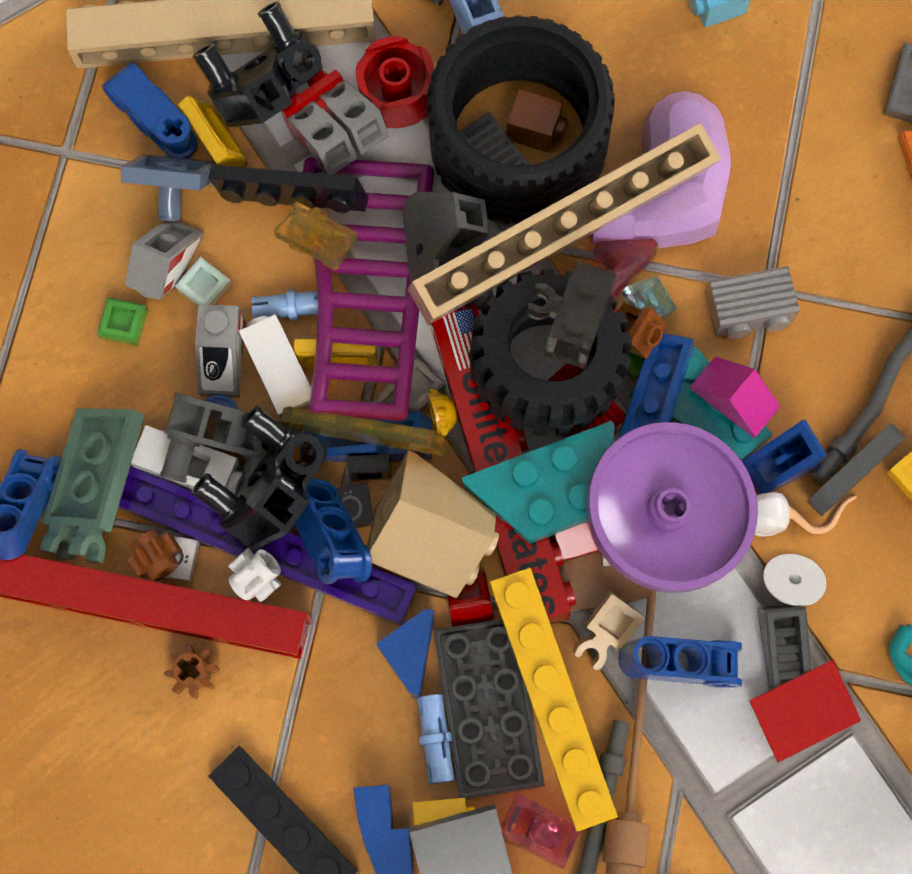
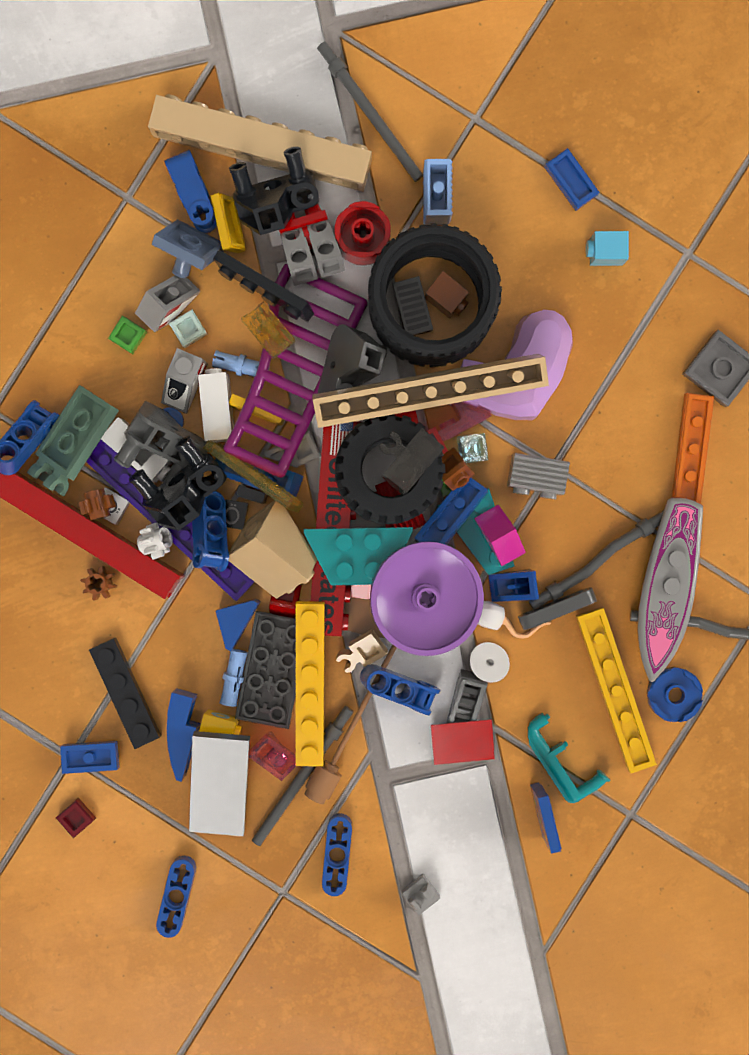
camera: 20 degrees right, 15 degrees up
(442, 412) = (311, 475): yellow animal -> none

